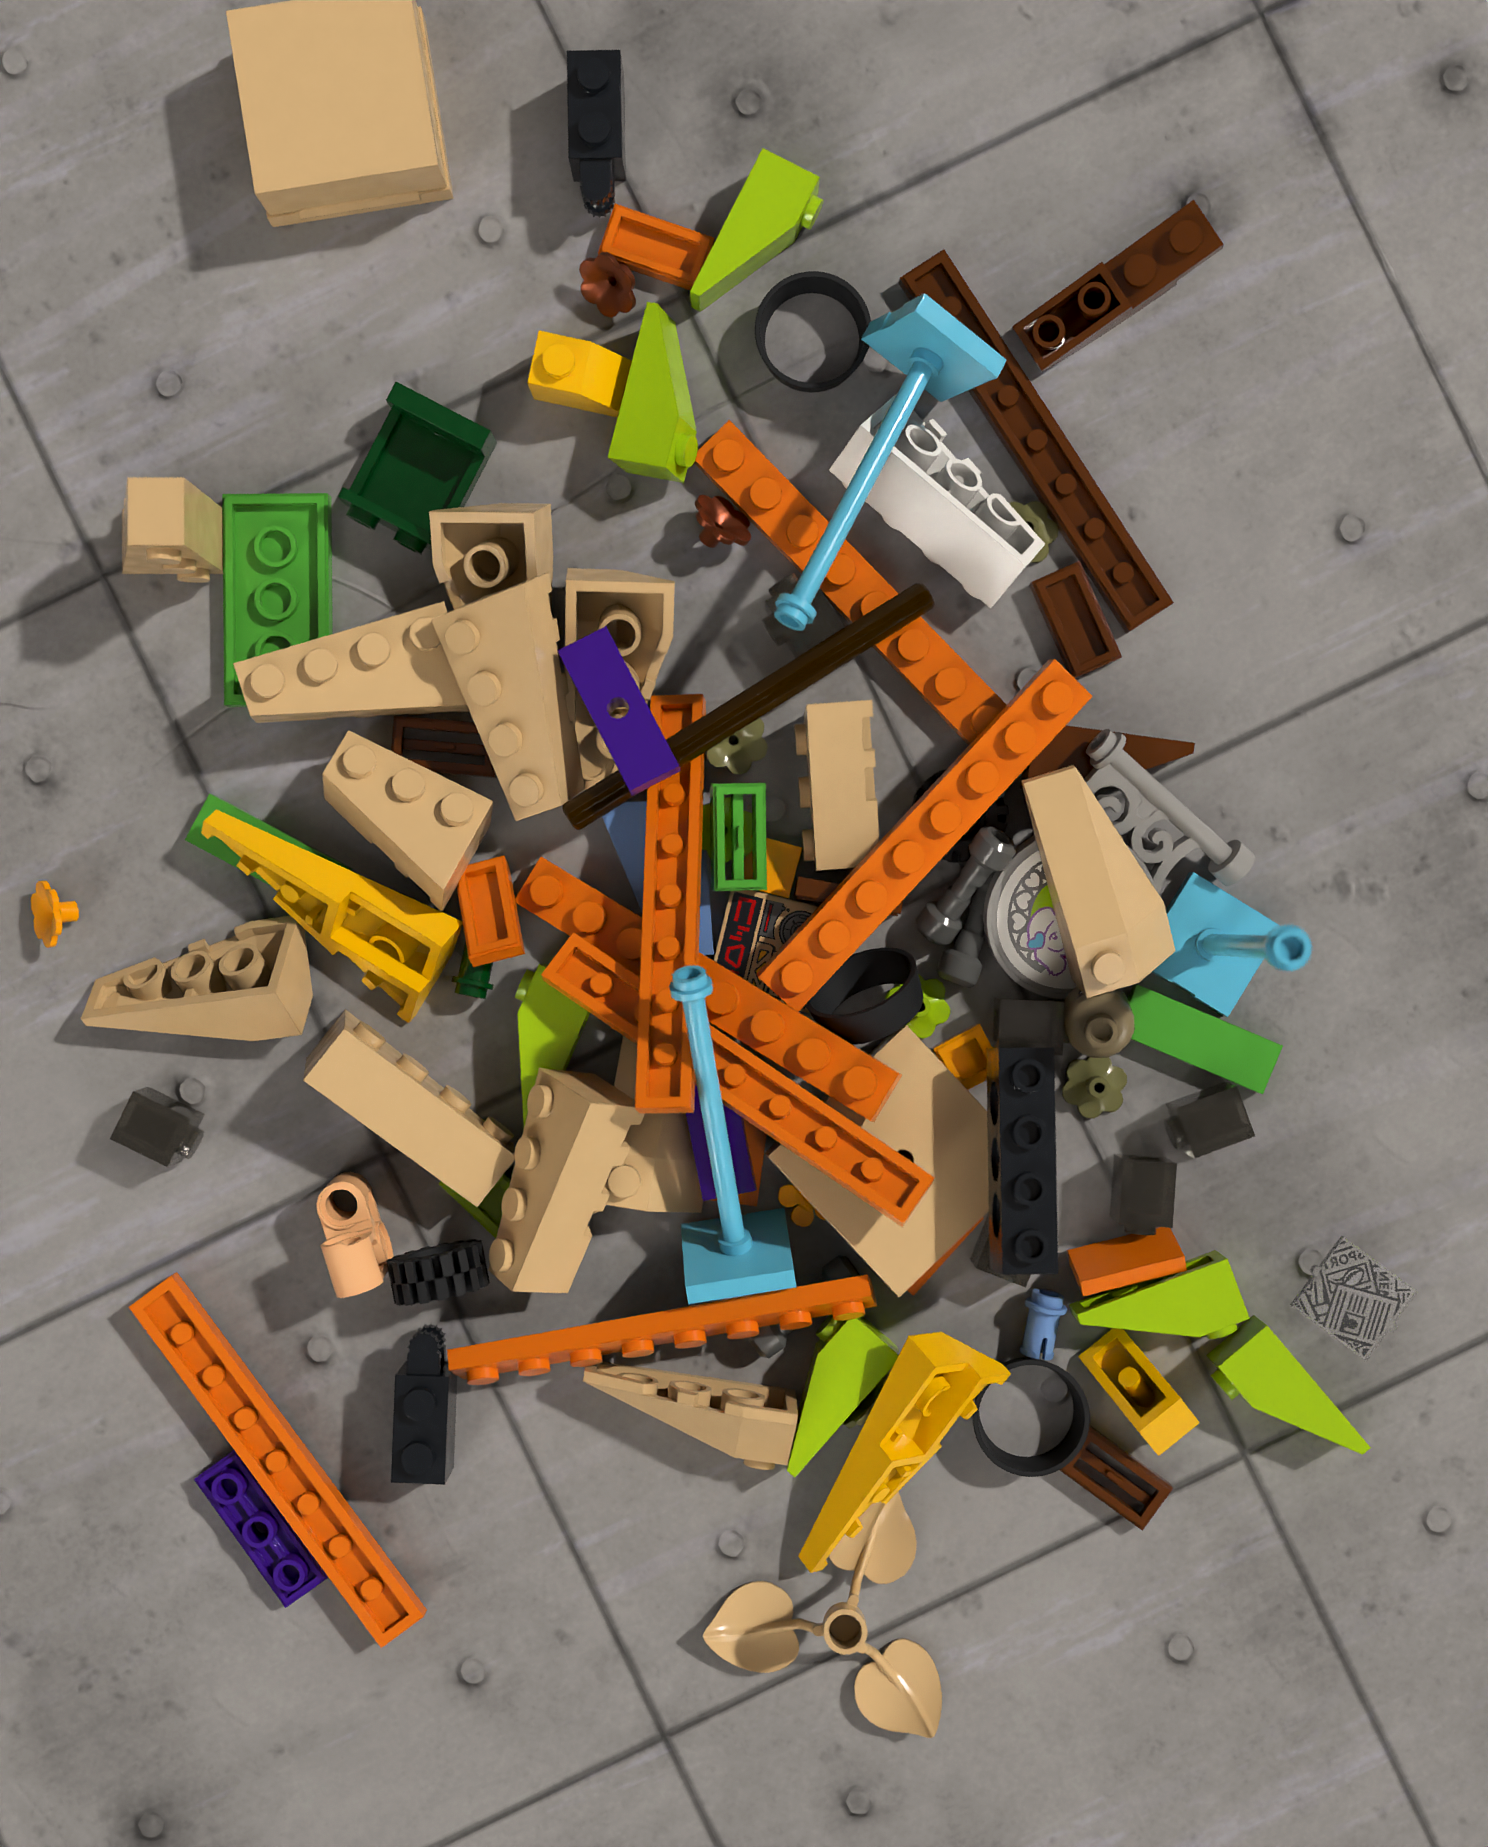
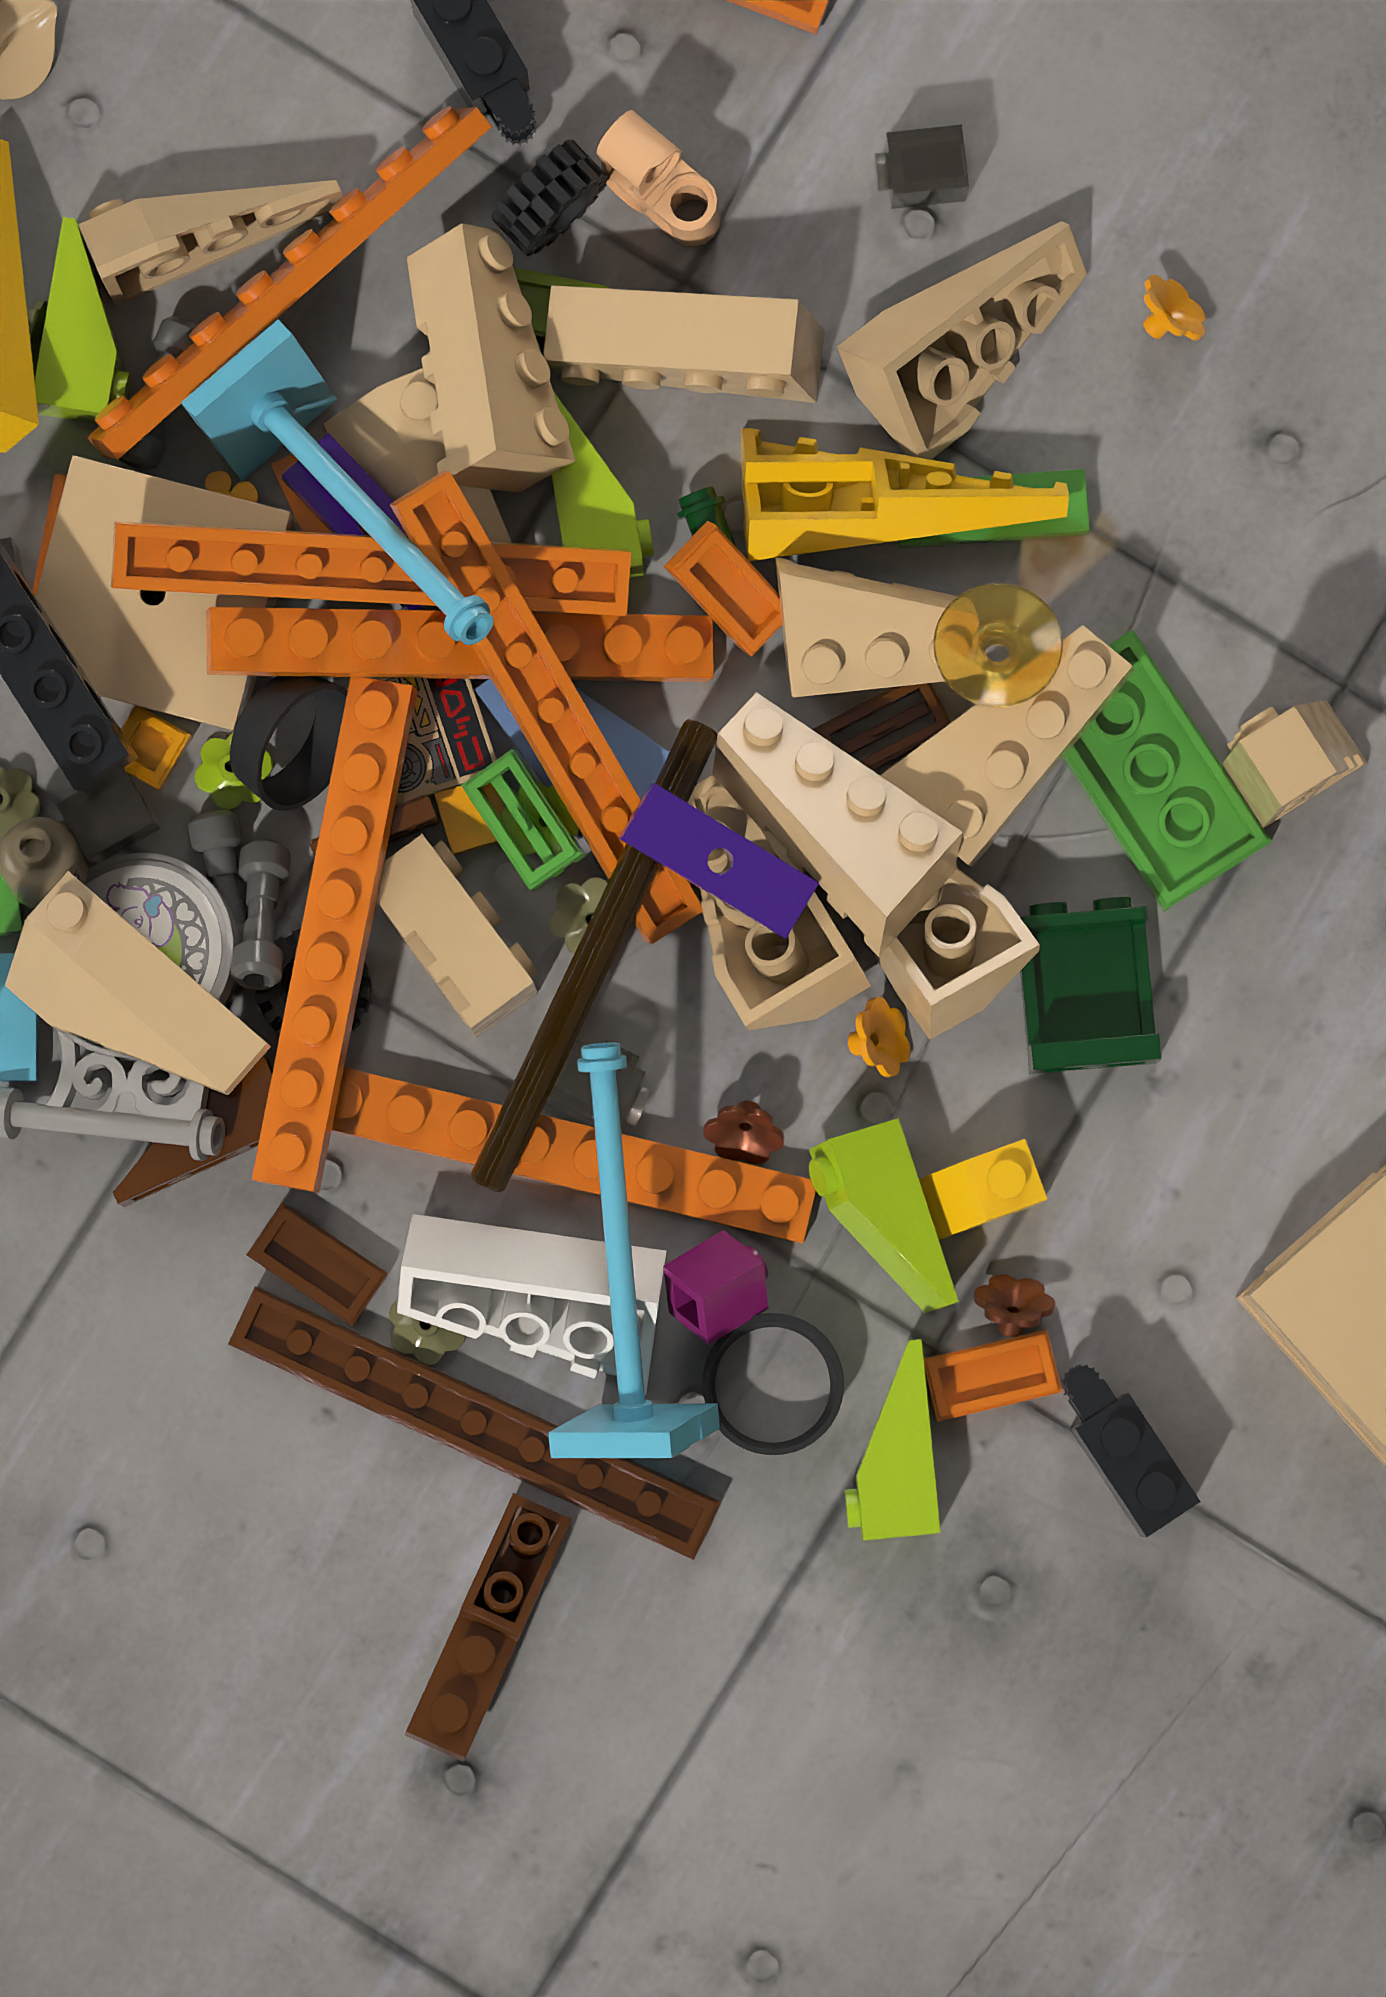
camera: 145 degrees right, 5 degrees down
(294, 741) = (1003, 617): none -> clear yellow dish
(584, 528) = (880, 1037): none -> light orange plant
(809, 420) = (716, 1286): none -> magenta brick

